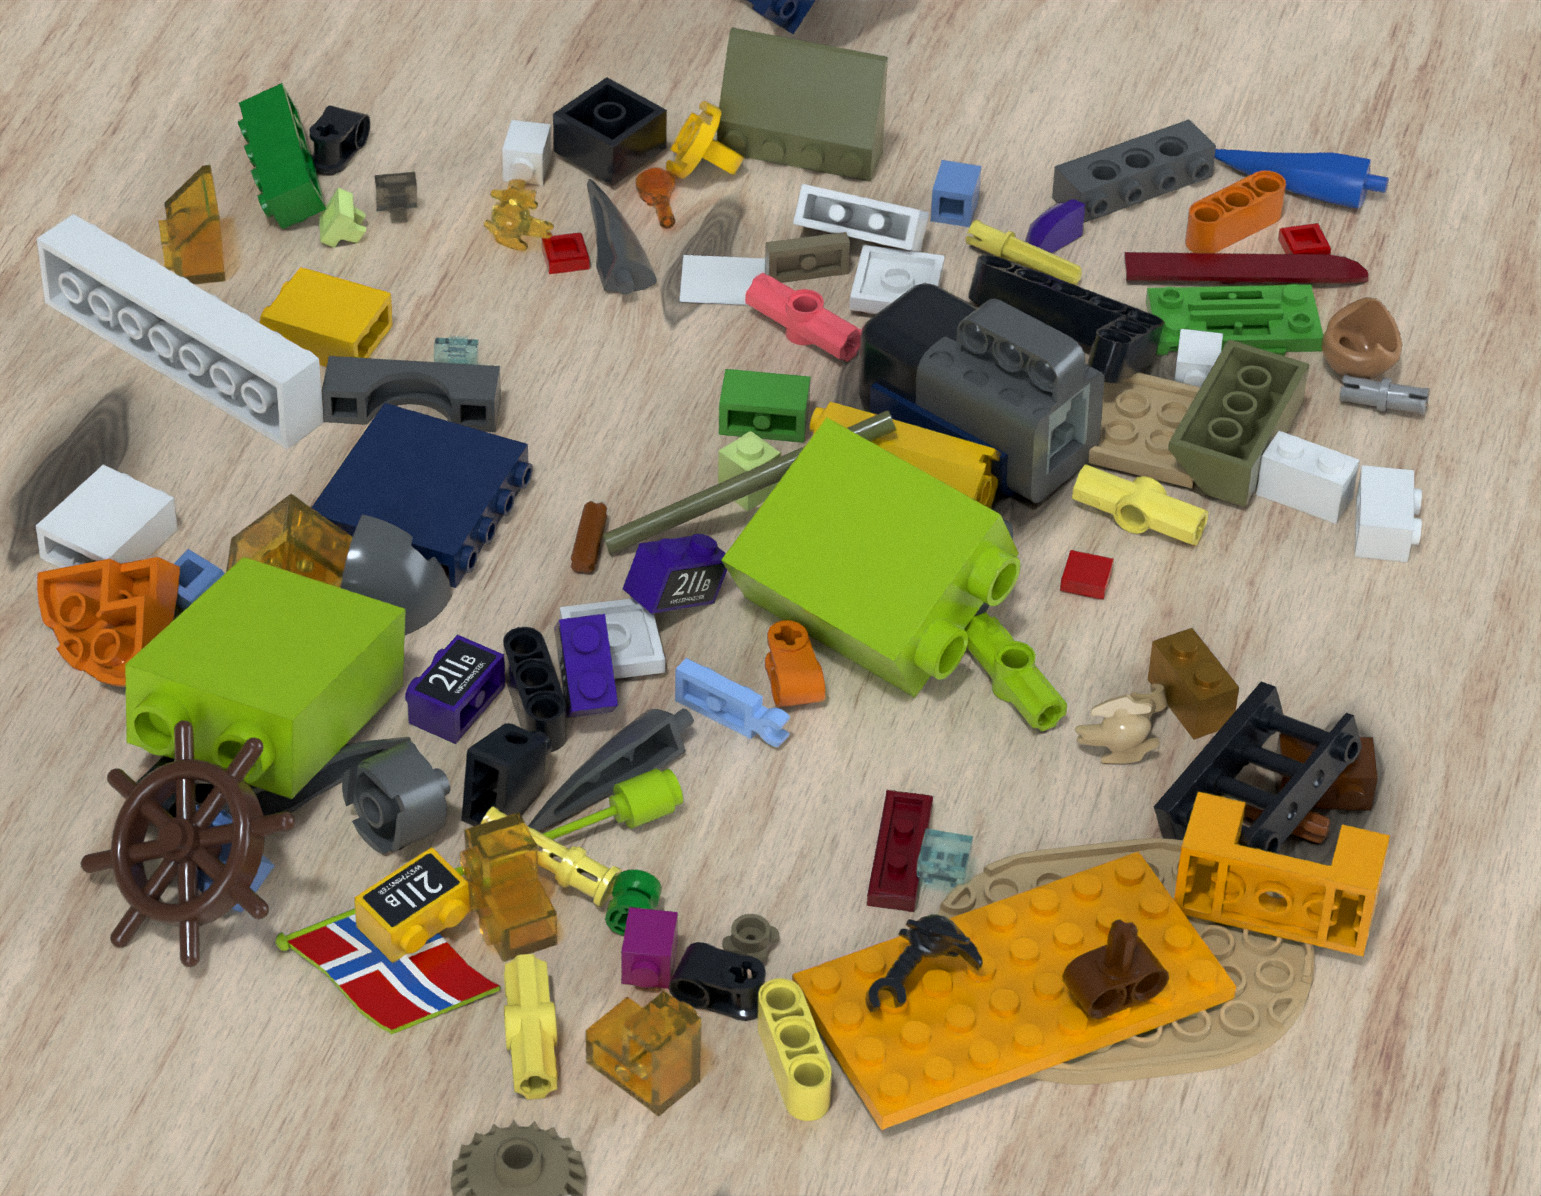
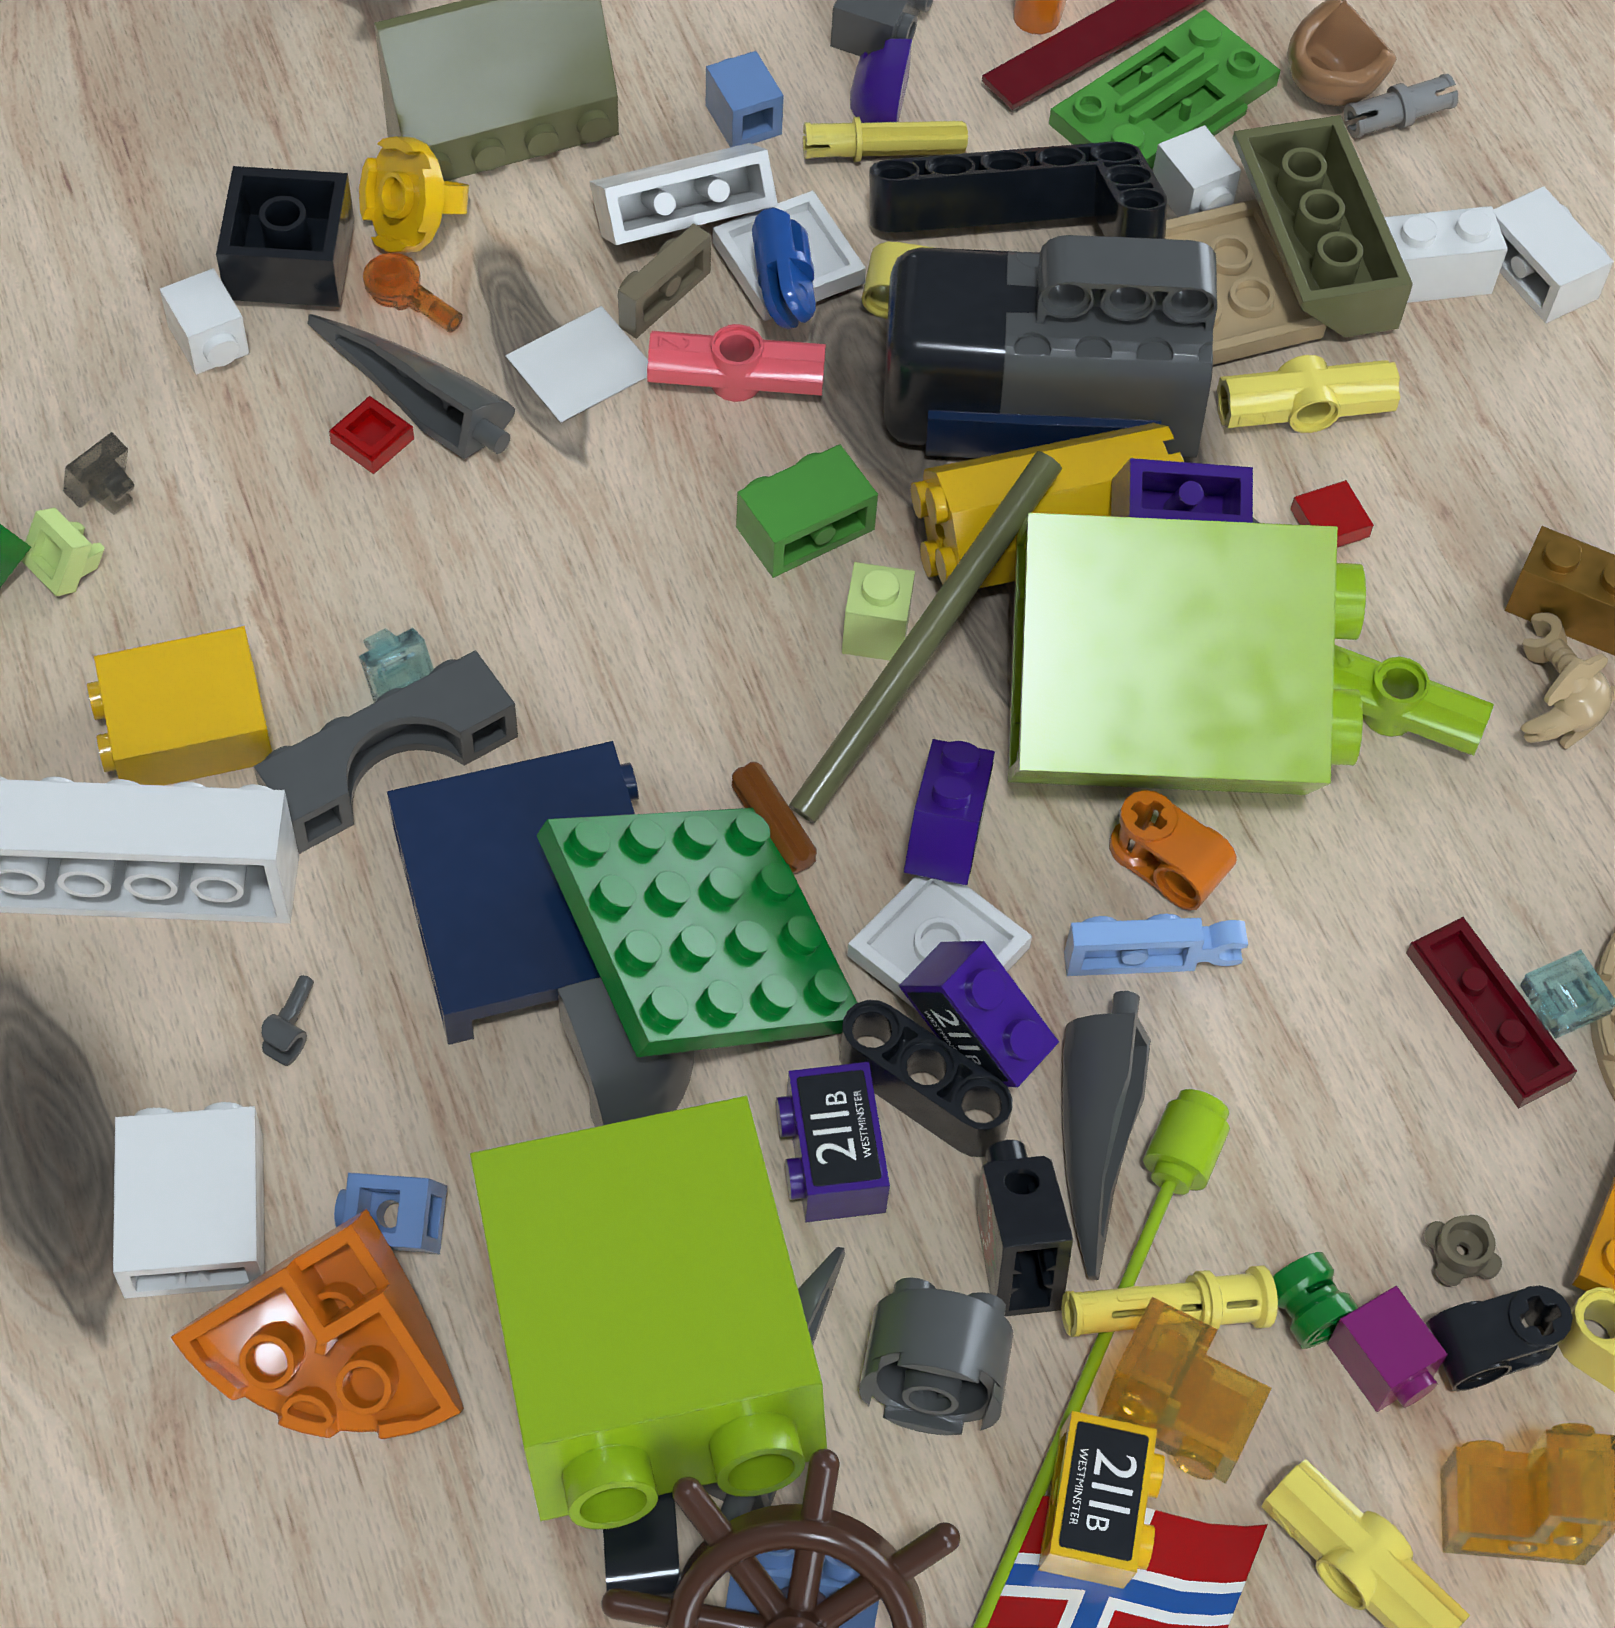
camera: 40 degrees left, 15 degrees up
(229, 489) = (281, 1037): none -> dark grey hand
(294, 540) = (469, 1081): clear yellow brick -> none
(477, 544) = (697, 929): none -> green plate
(512, 218) = (278, 418): clear yellow piece -> none
(871, 278) = (784, 267): none -> blue arm
(954, 468) = (1183, 491): none -> dark purple brick

